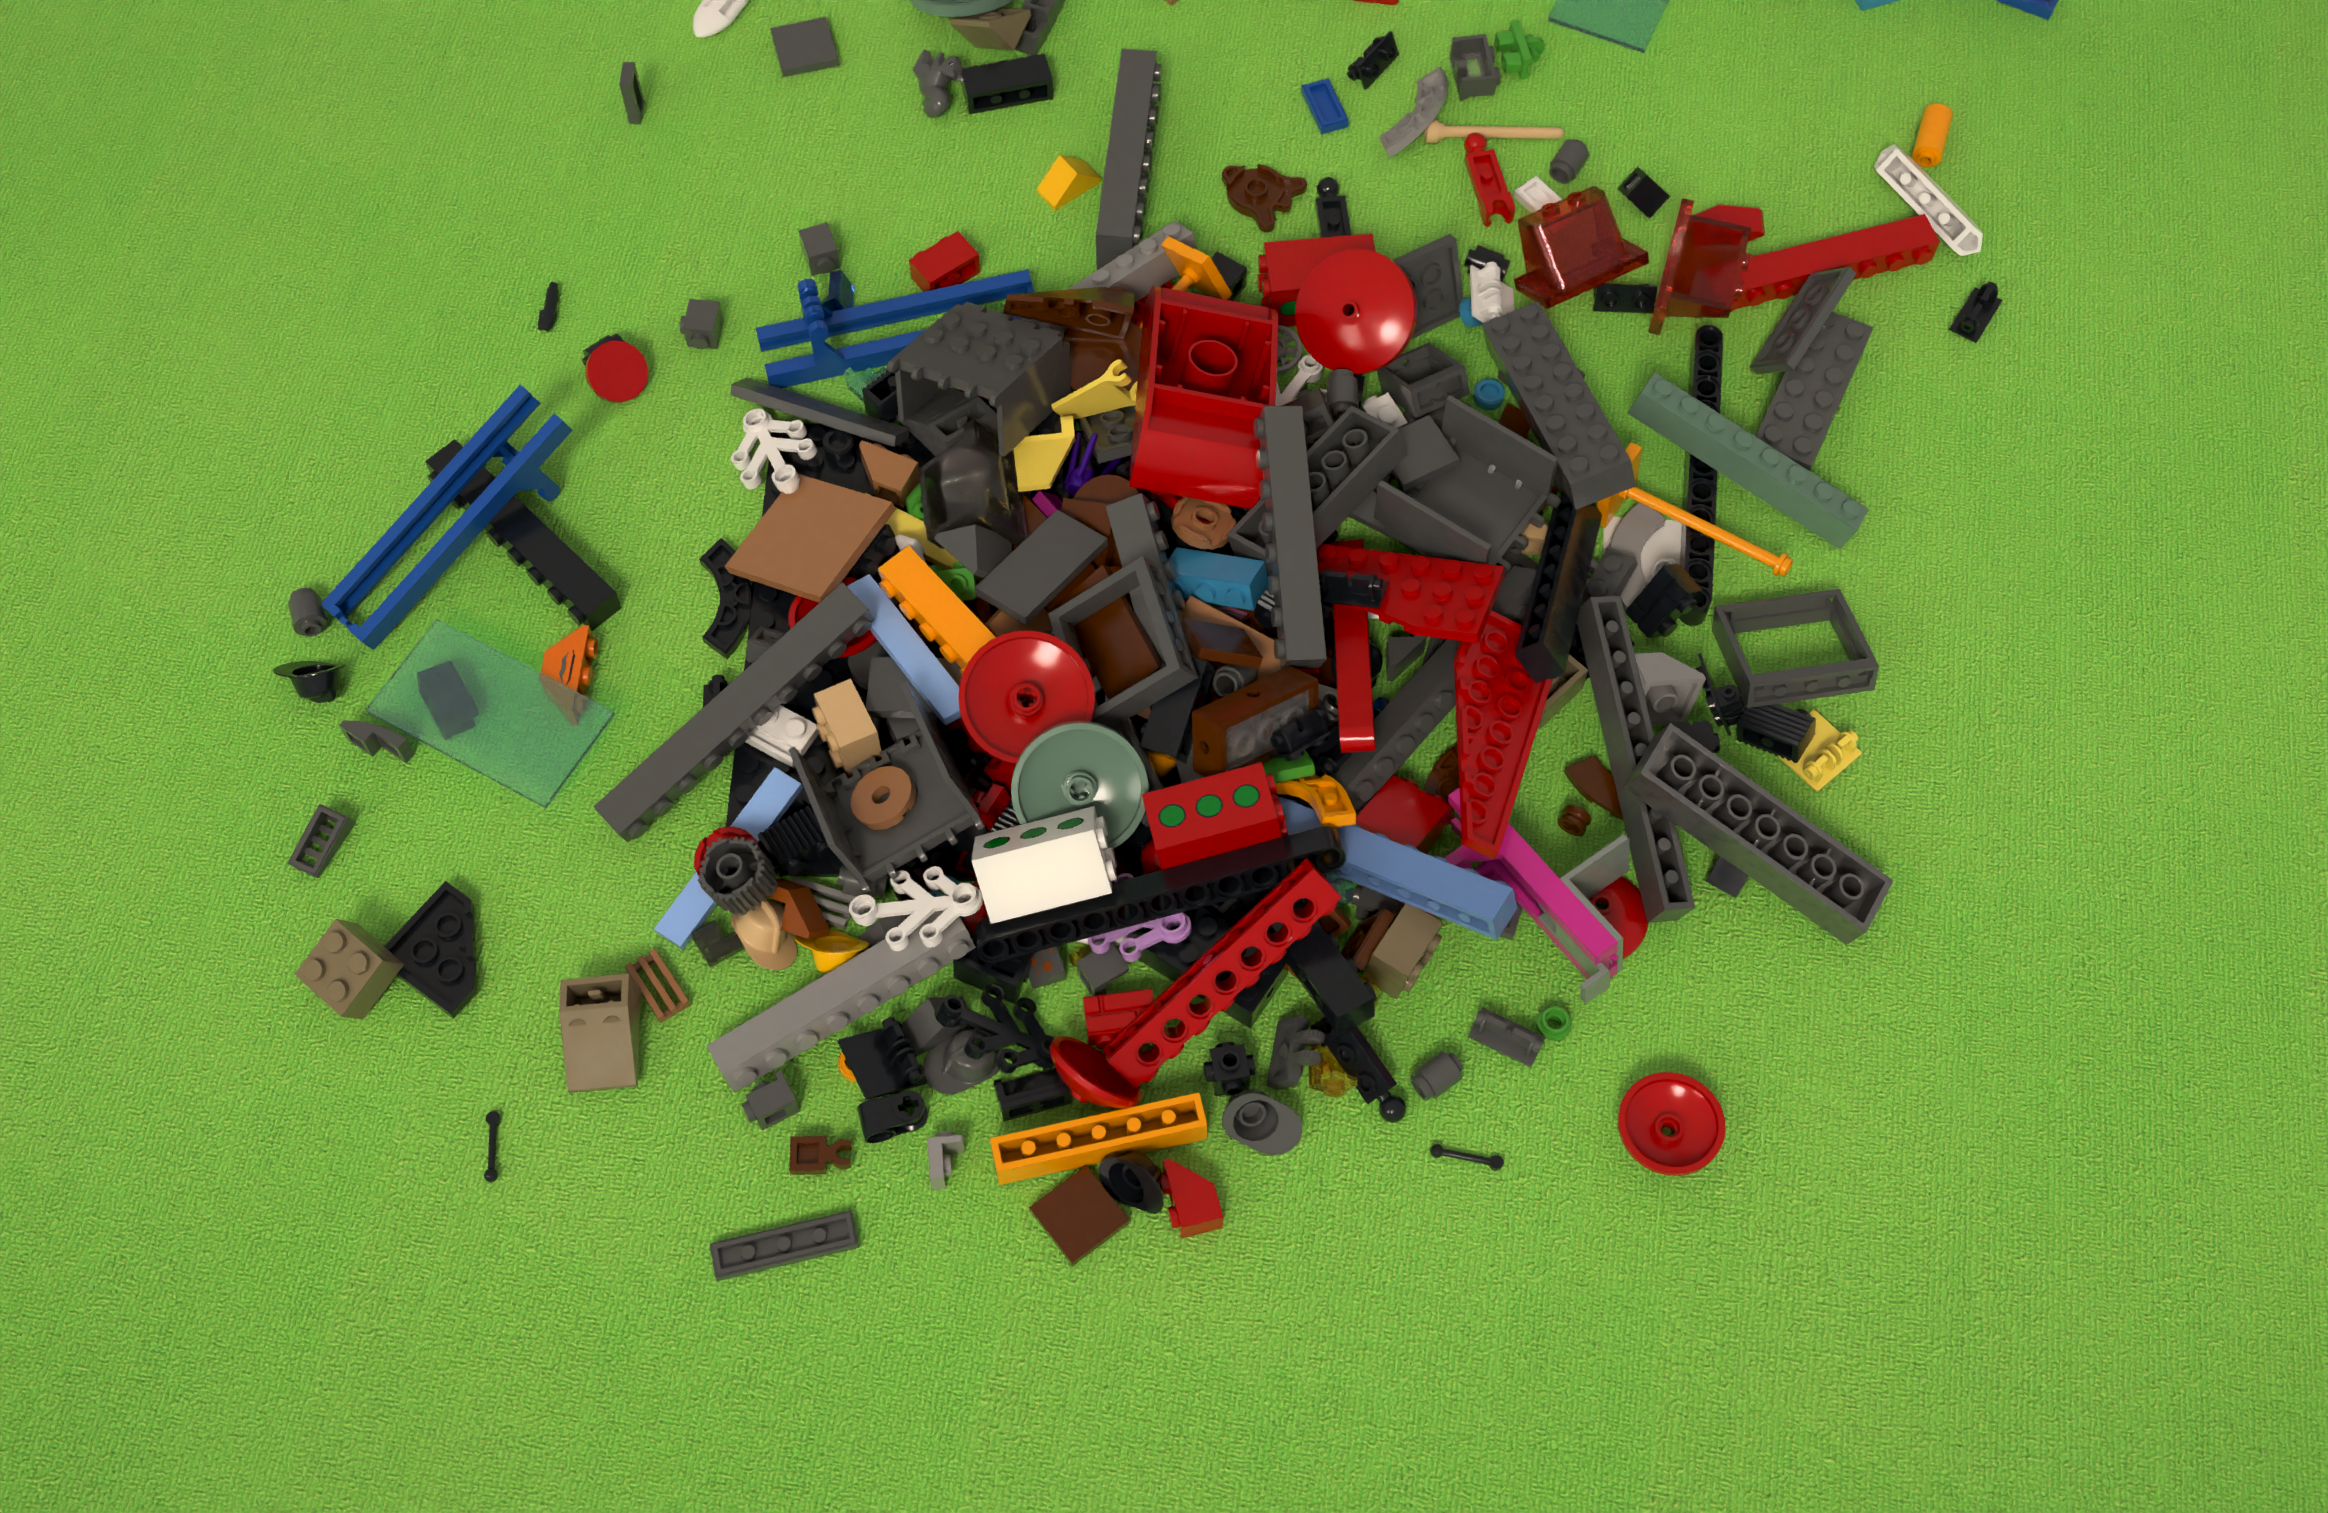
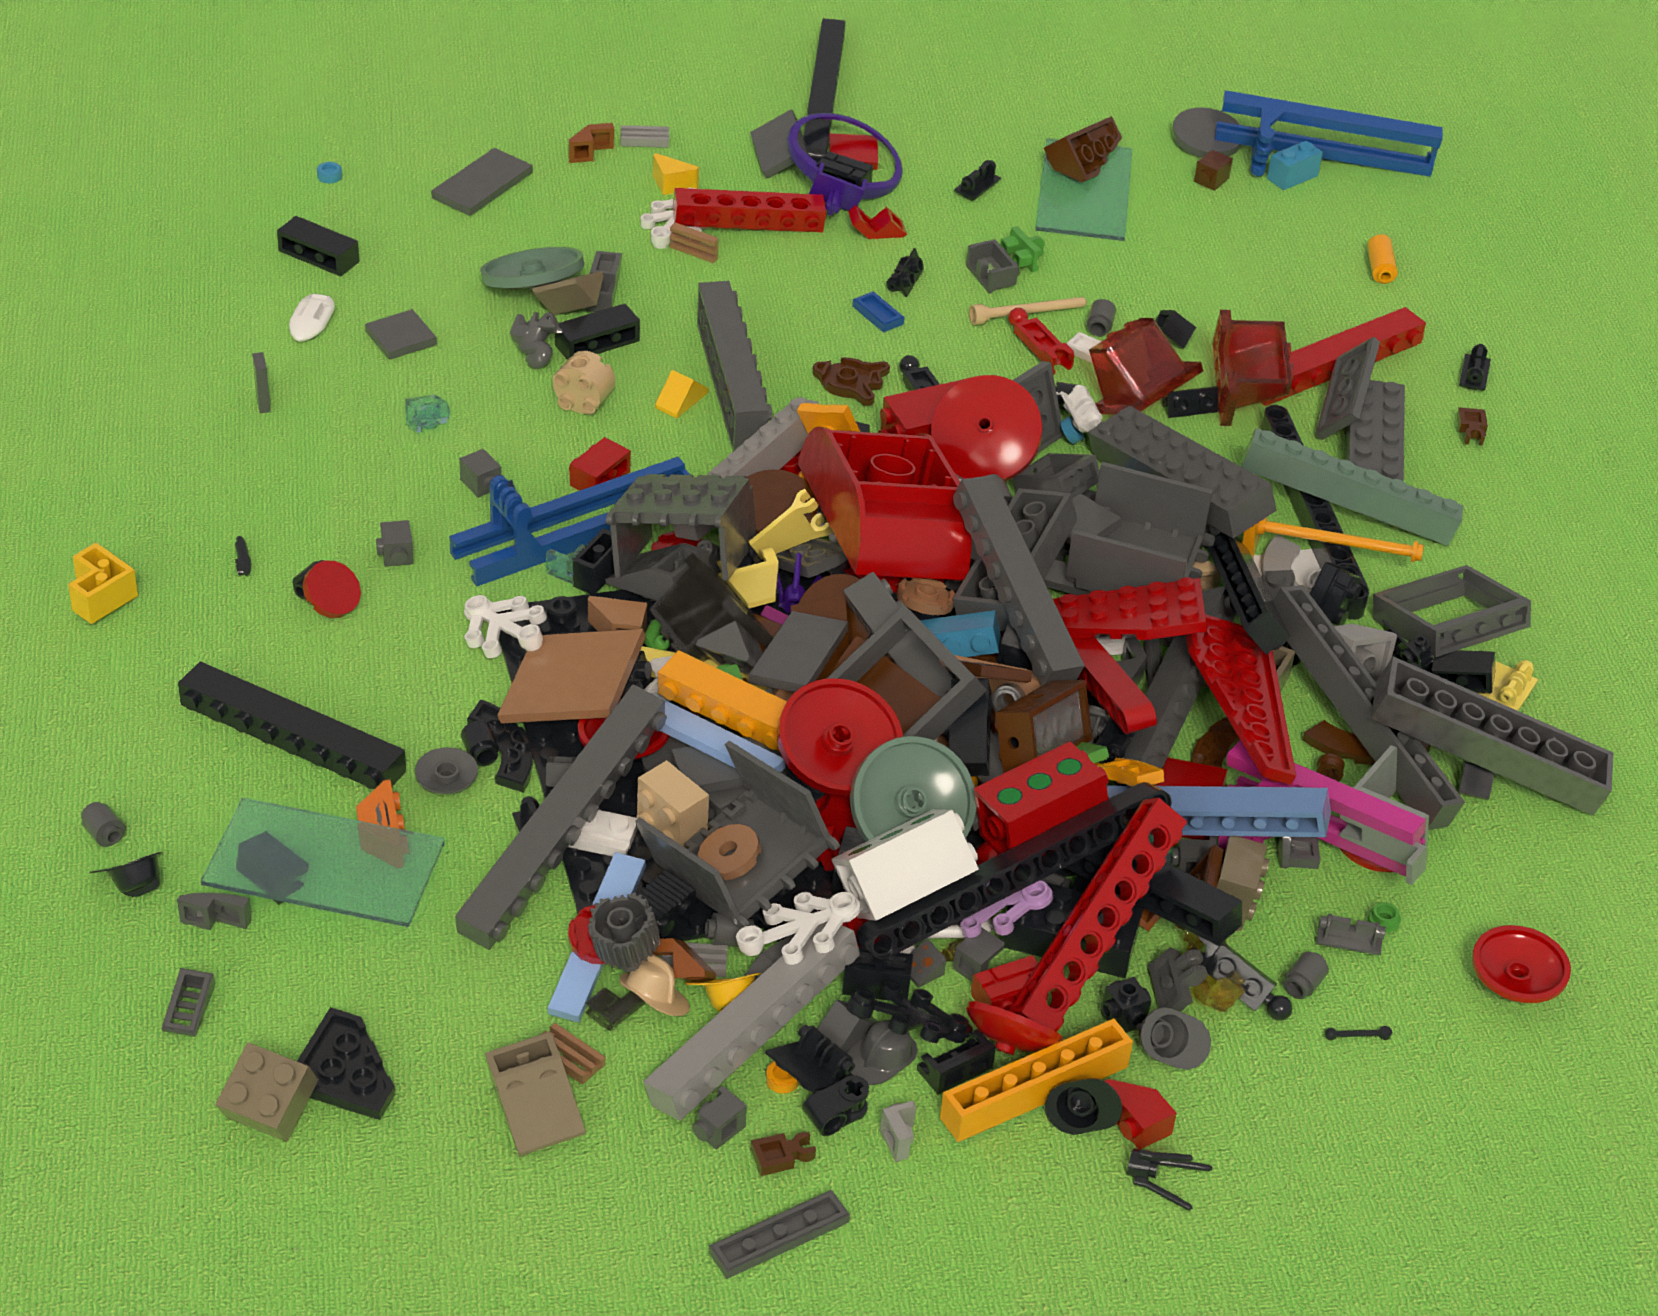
camera: 20 degrees left, 20 degrees down
(396, 323) = (100, 583): none -> yellow brick
(493, 1120) = (453, 1195): black hinge -> none
(520, 474) = (270, 679): blue piece -> none
(650, 611) = (446, 770): none -> dark grey dish
(699, 594) = (480, 742): none -> black brick
(791, 158) = (426, 412): none -> clear light blue brick
(820, 412) = (534, 588): dark grey tile -> none
(961, 154) = (583, 383): none -> tan brick
(1079, 1215) = (1041, 1149): reddish brown tile -> none
(1085, 309) = (761, 462): reddish brown wedge -> none
(1176, 1262) = (1146, 1164): none -> black plant
(1292, 742) = (1086, 727): black hinge -> none
(1353, 591) = (1093, 614): black hinge -> none
(1429, 101) = (968, 294): light grey tile -> none
(1929, 199) = (1397, 296): white brick -> none
(1938, 389) = (1472, 423): none -> reddish brown plate

